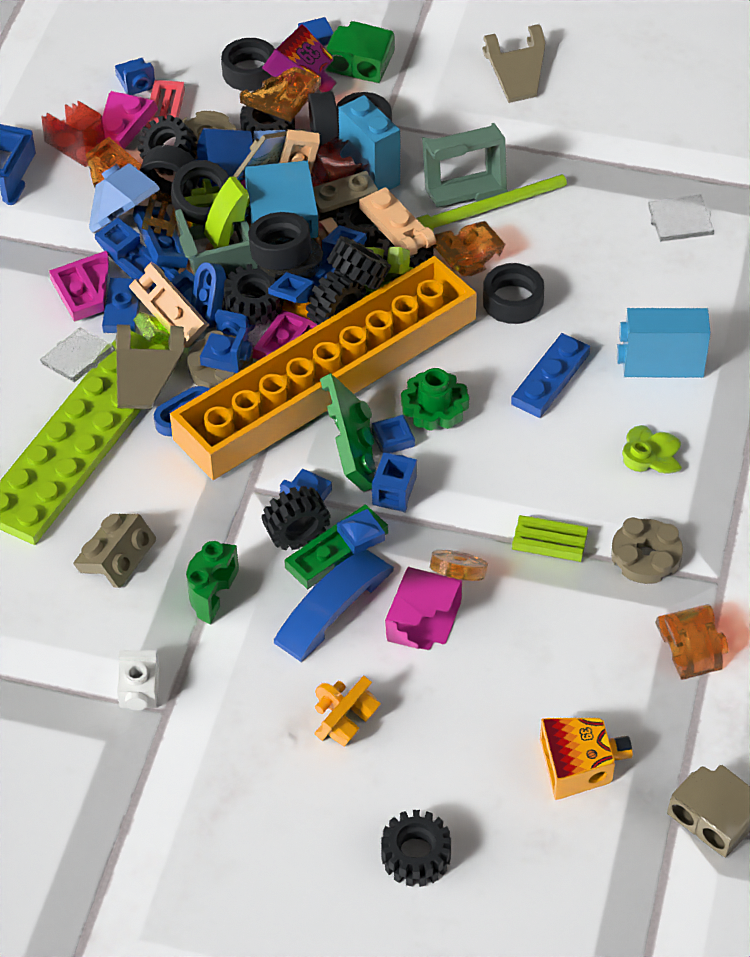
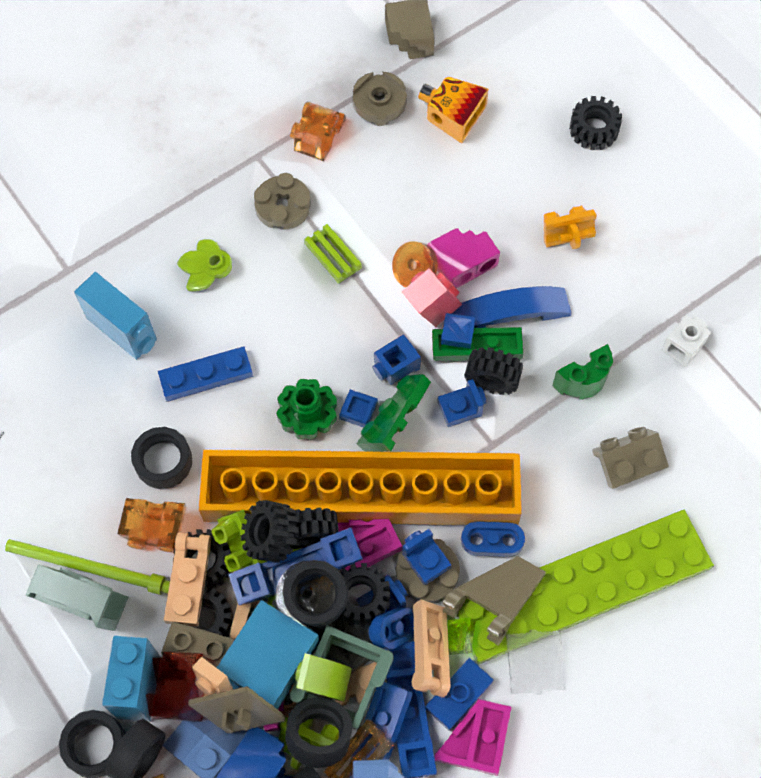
camera: 140 degrees left, 15 degrees up
(408, 531) = (432, 296): none -> brick
(662, 731) = (379, 111): none -> dark tan plate

